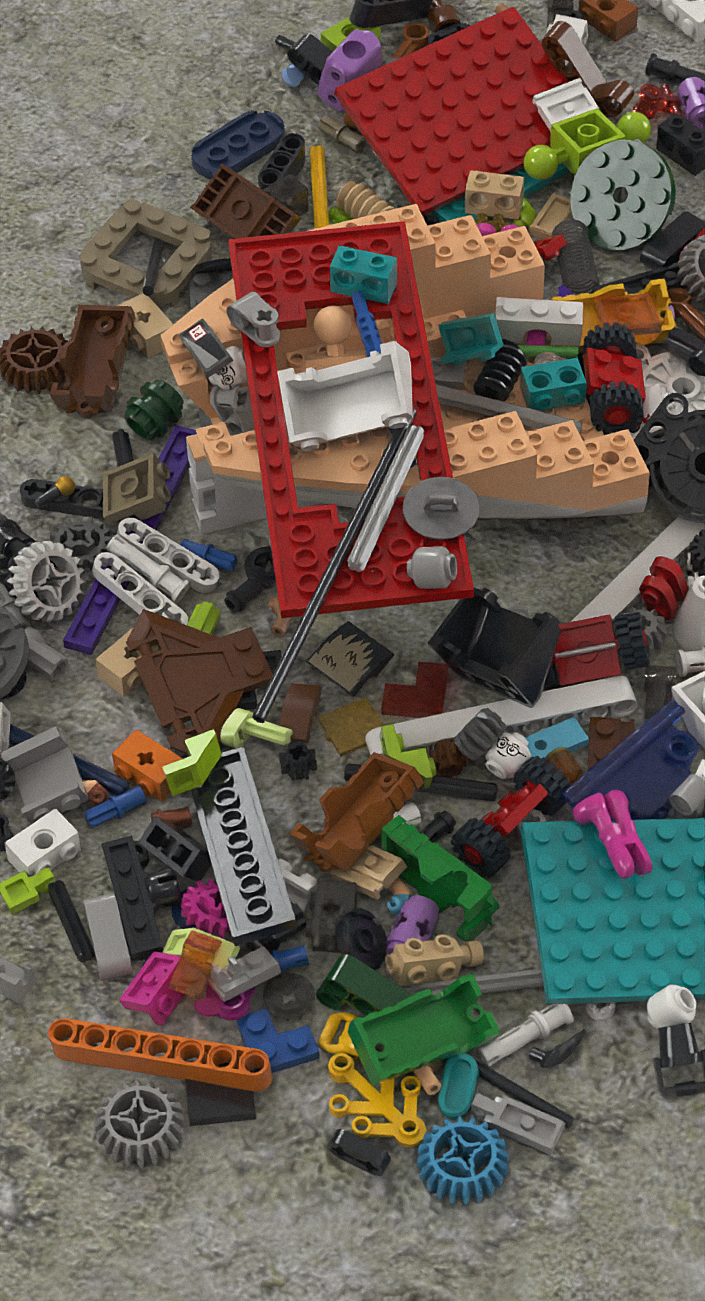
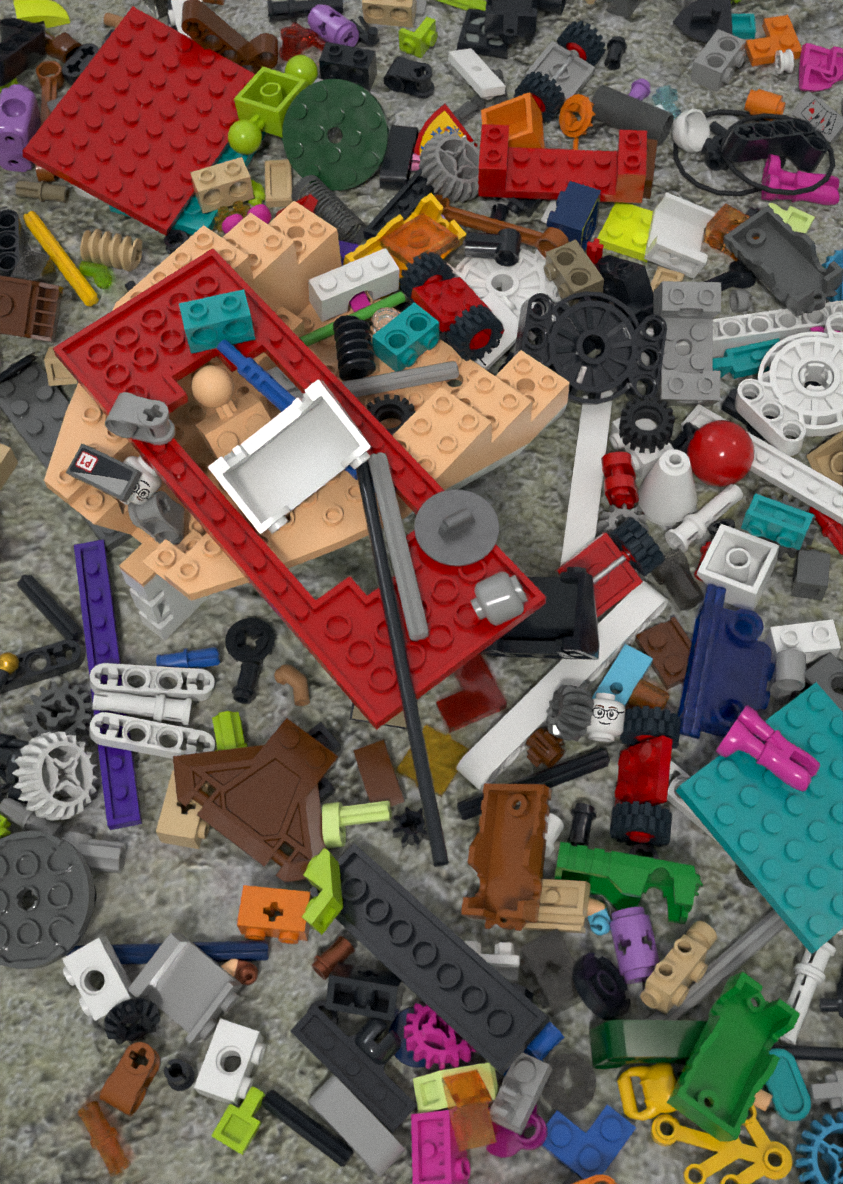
camera: 30 degrees left, 10 degrees up
(115, 807) = (270, 976): blue axle -> none
(136, 489) = (81, 633): dark tan plate -> none
(157, 406) = (44, 540): dark green piece -> none
(393, 745) = (499, 770): lime slope -> none
(470, 339) = (319, 327): teal bracket -> none
(564, 102) = (231, 74): white plate -> none

